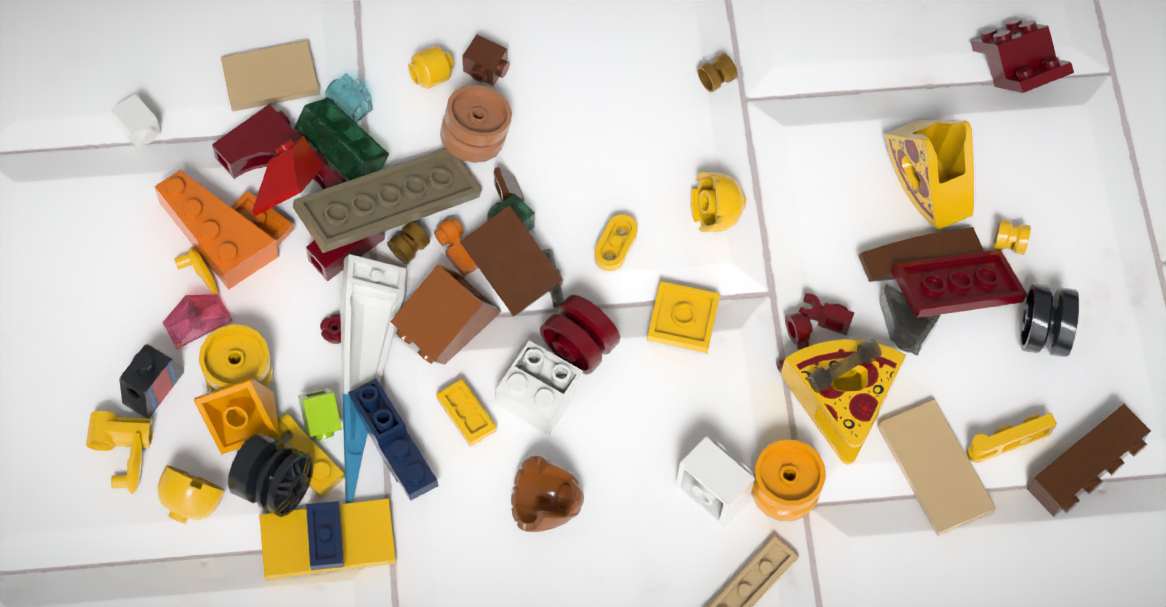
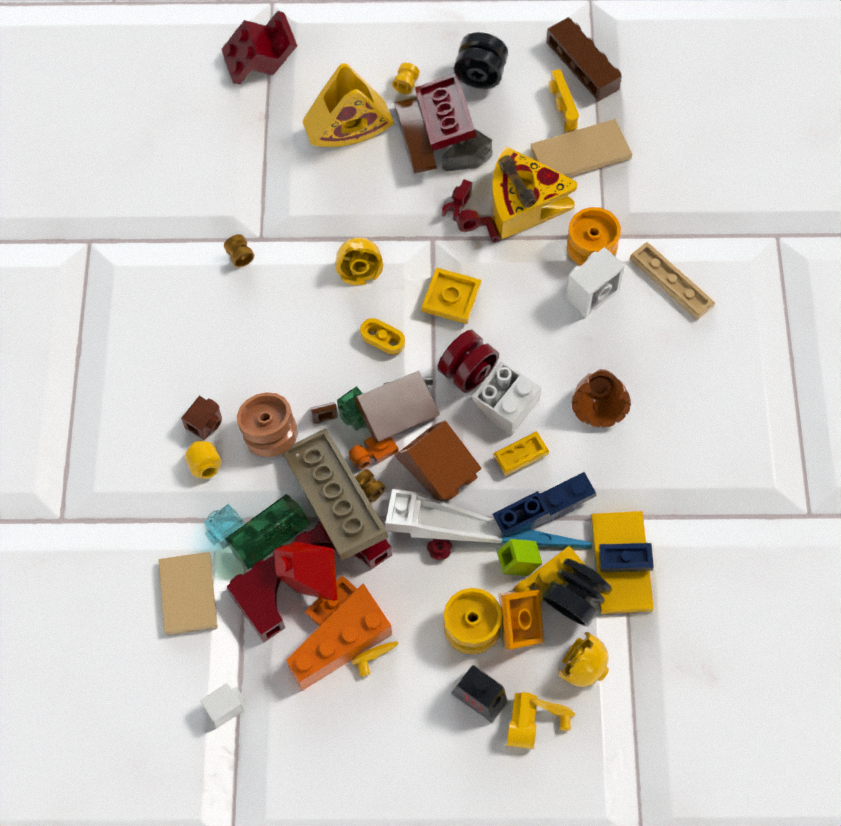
camera: 80 degrees left, 0 degrees up
(195, 318) = (422, 659): clear pink slope -> none

